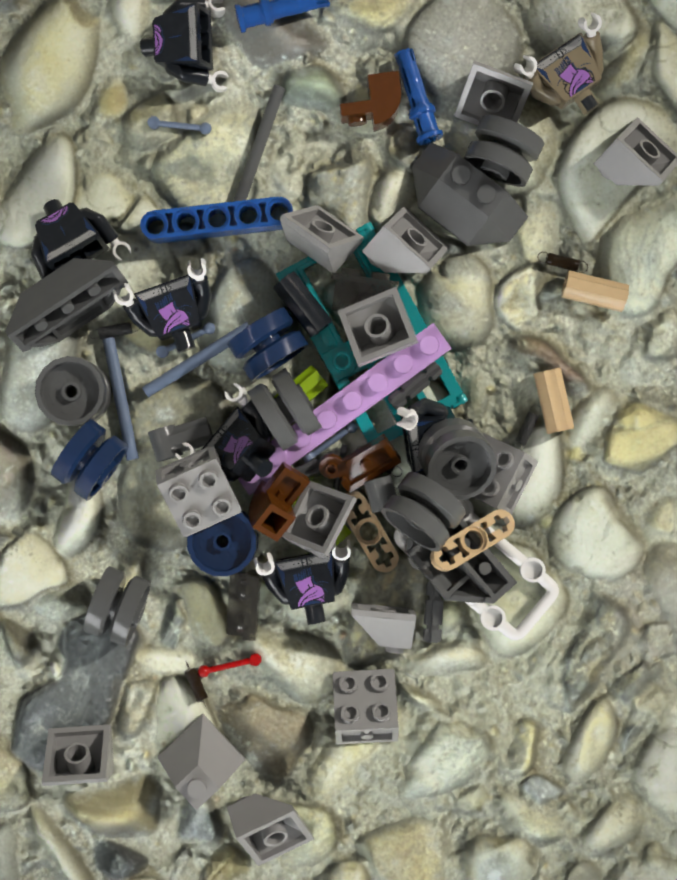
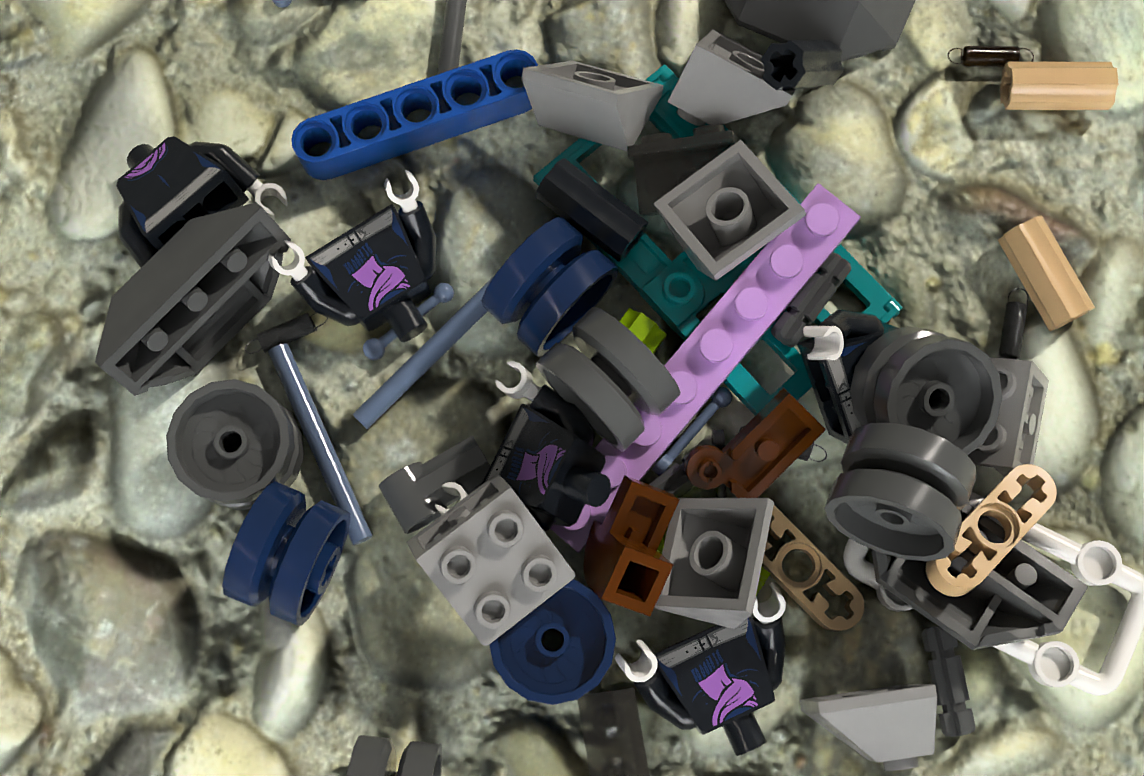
camera: 10 degrees left, 10 degrees down
(379, 492) = (804, 488): dark grey piece -> none
(443, 249) = (802, 64): none -> black axle

